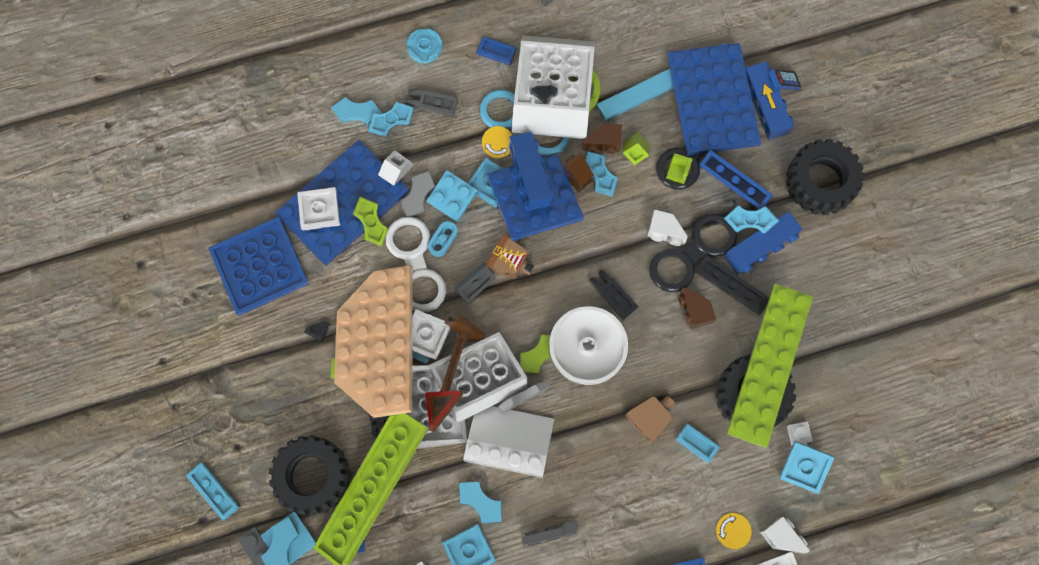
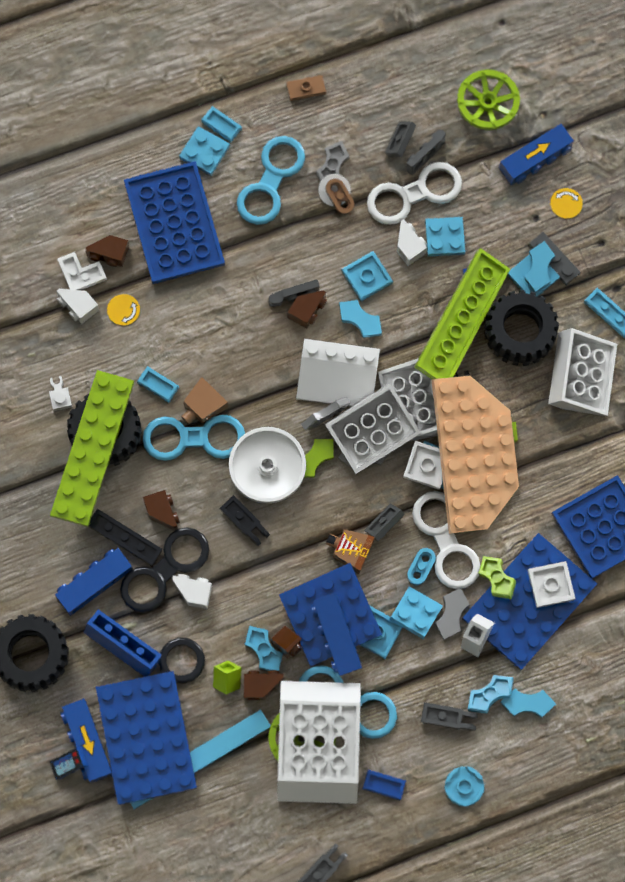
camera: 170 degrees right, 0 degrees up
(254, 424) = (582, 373): none -> white slope
(318, 330) = (535, 468): black tile -> none
(442, 402) = (405, 392): reddish brown piece -> none
(496, 141) = (374, 677): yellow sticker -> none
(538, 515) = (305, 308): none -> reddish brown slope
(544, 93) = (328, 717): black tile -> none
(663, 384) = (190, 436): none -> medium azure bar
(679, 168) = (181, 652): lime panel -> none
(760, 219) = (97, 598): medium azure tile -> none
(806, 467) = (56, 365): medium azure plate -> none

